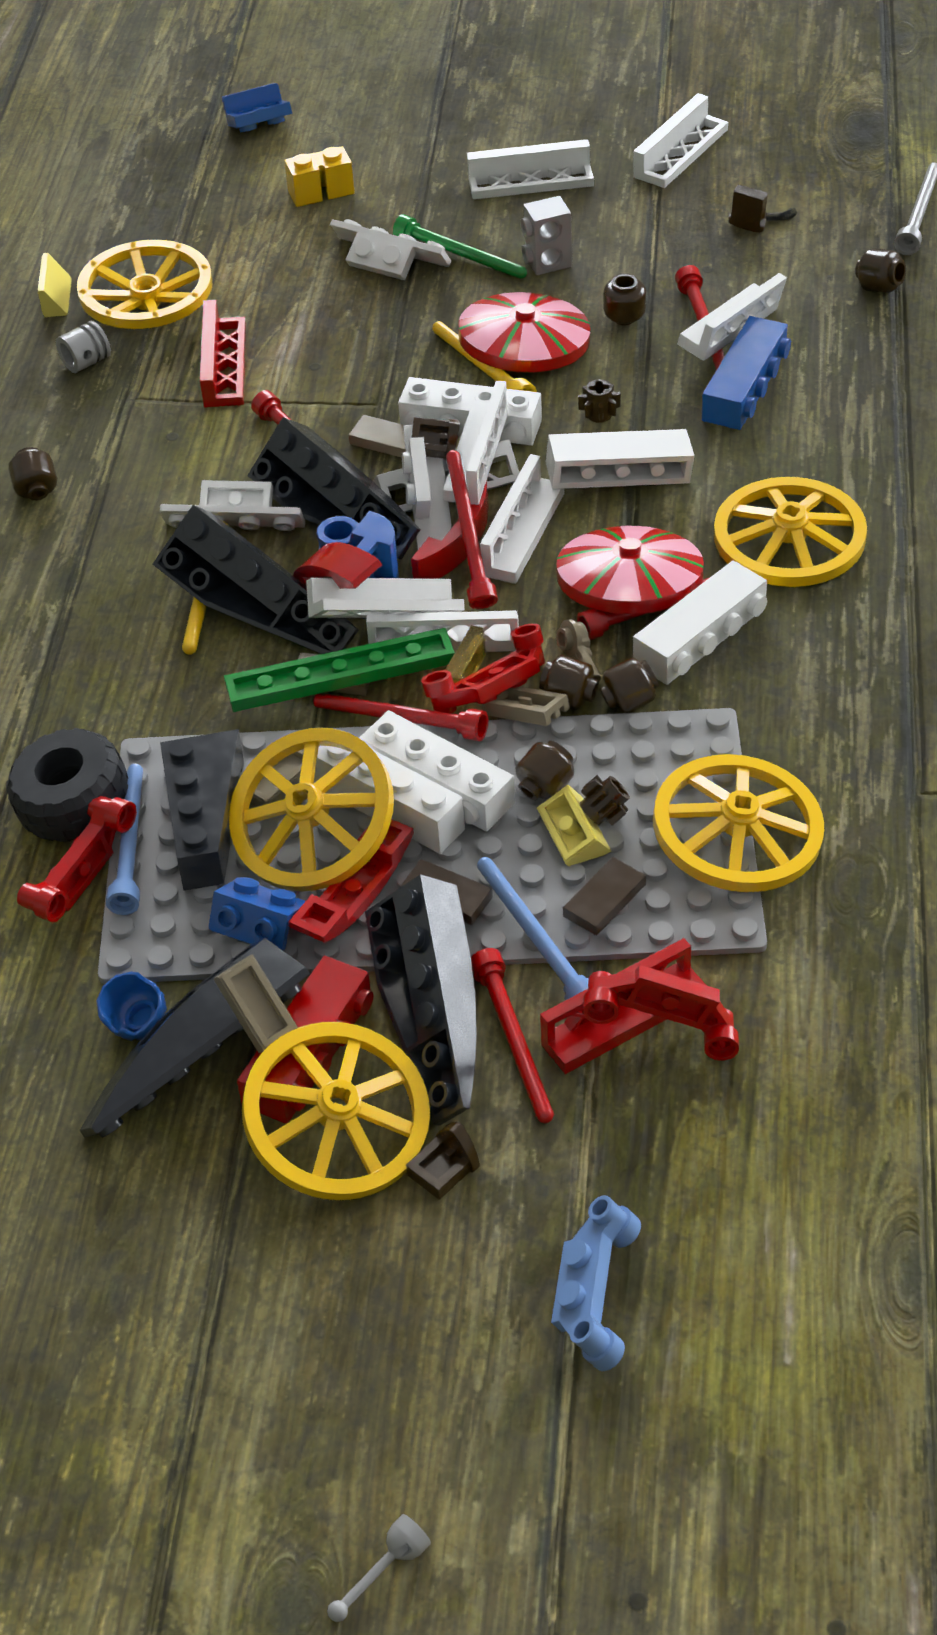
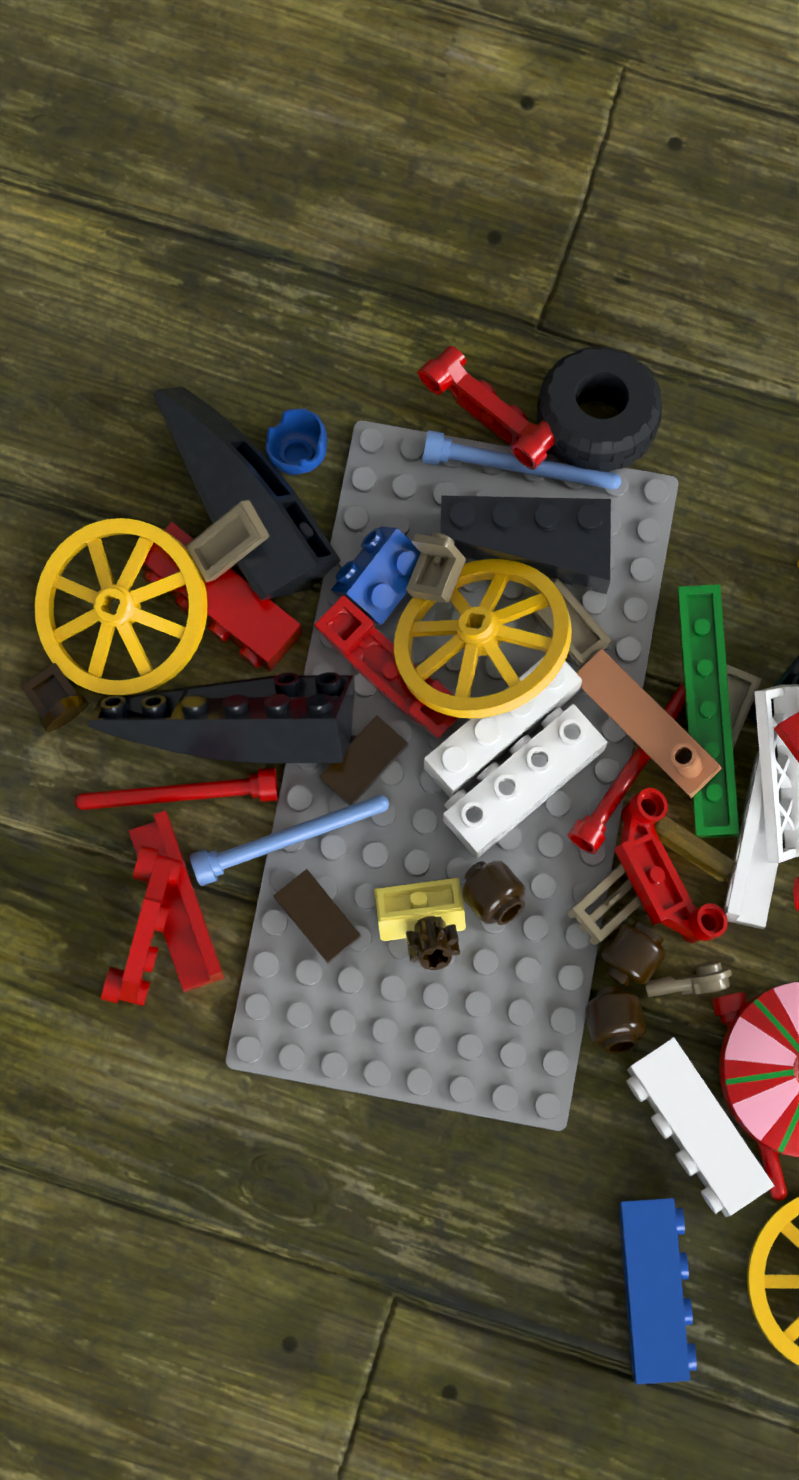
camera: 100 degrees right, 30 degrees up
(249, 855) = (436, 568): none -> dark tan bracket
(374, 683) = (647, 723): none -> nougat piece
(738, 816) = (306, 1113): yellow wheel -> none
(844, 625) = (654, 1291): none -> blue brick

